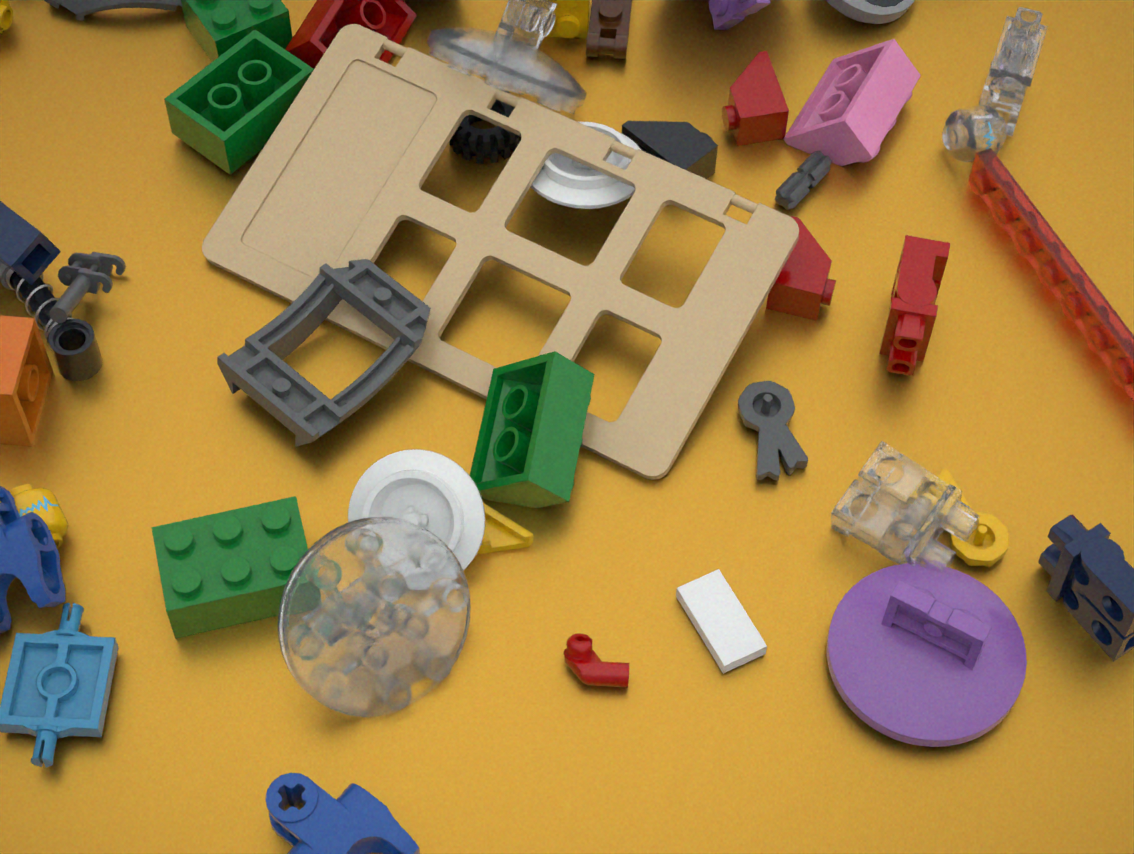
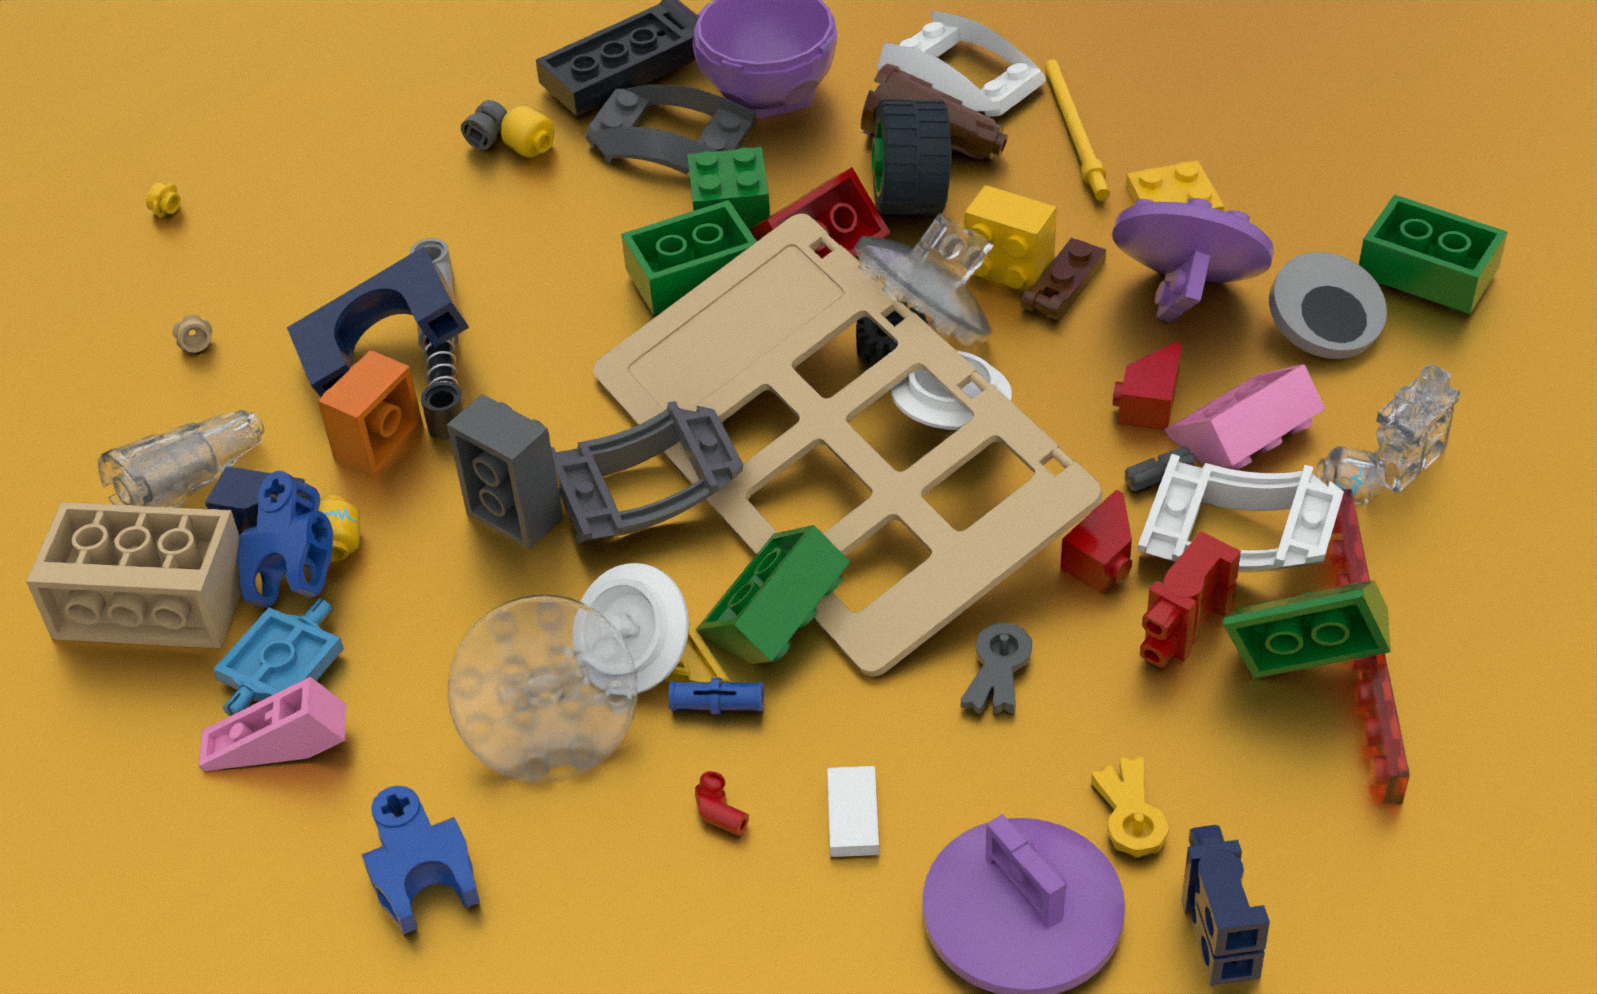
camera: 30 degrees right, 10 degrees down
(83, 277) = (481, 358): dark grey piece -> none
(102, 764) = (277, 729): none -> bright pink slope
(200, 396) = (506, 470): none -> dark grey brick
(228, 565) = (442, 603): green brick -> none
(561, 545) = (716, 696): none -> blue pin
(675, 143) = (1049, 404): black slope -> none
(845, 211) = (1187, 487): none -> white wedge
(903, 511) = (1082, 787): clear hips -> none
(1037, 293) = (1311, 629): none -> green slope

